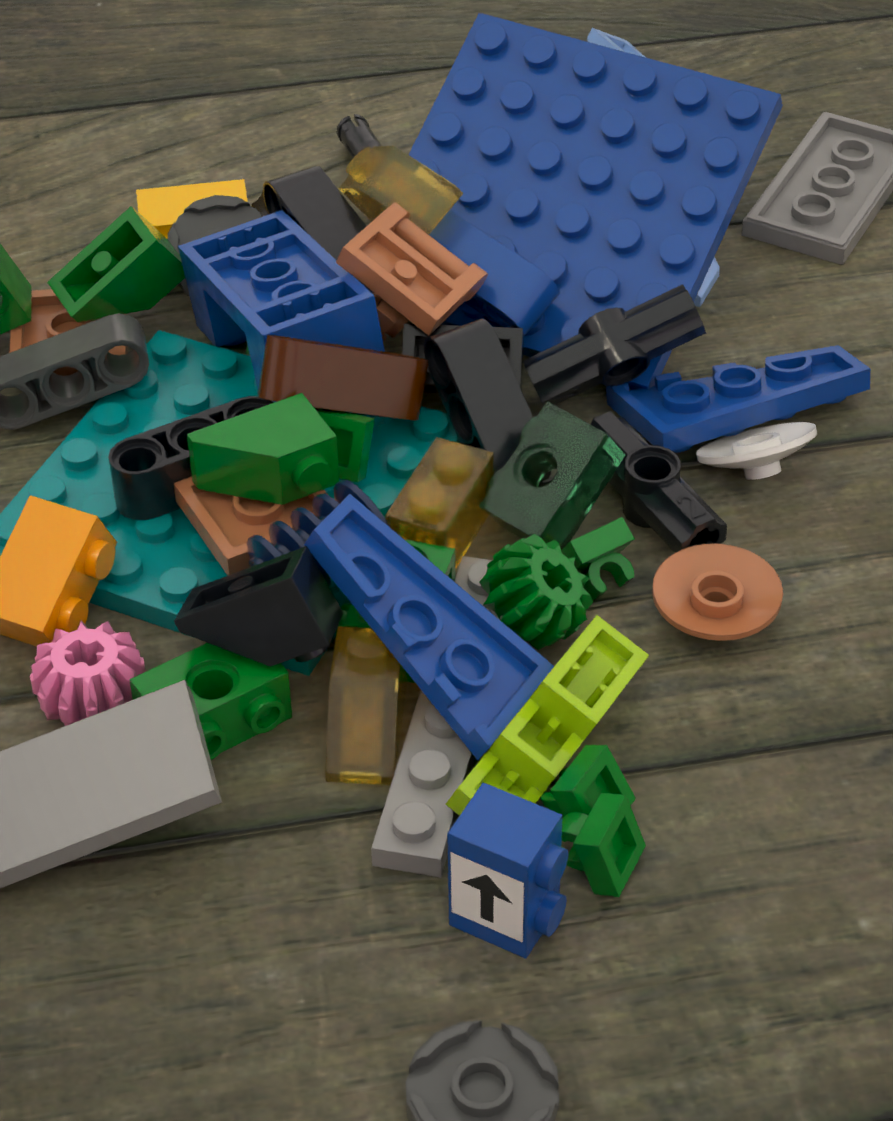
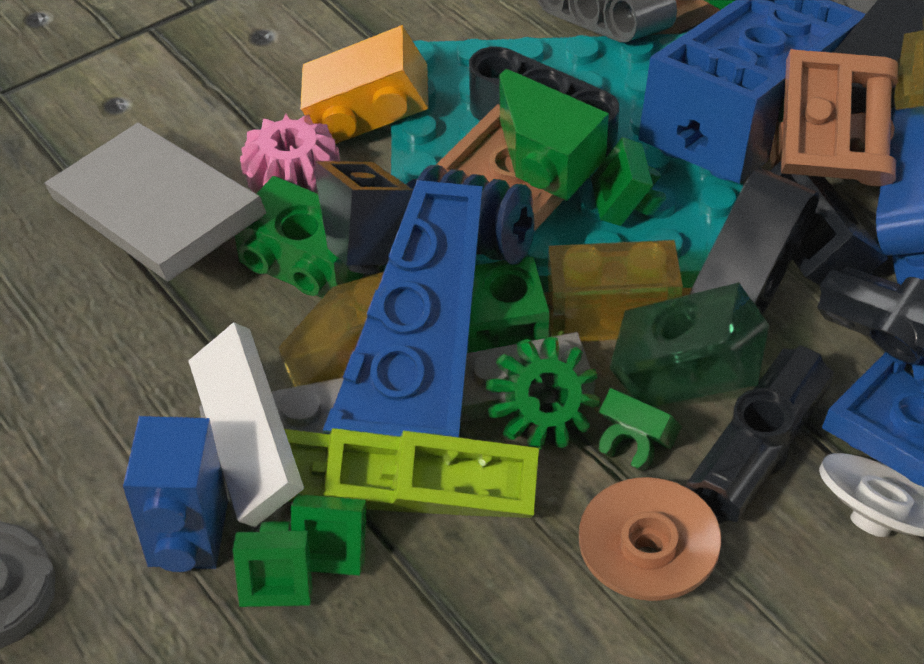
camera: 65 degrees right, 5 degrees up
(343, 377) = (675, 140): reddish brown beam -> none
(430, 790) = (245, 425): none -> white tile

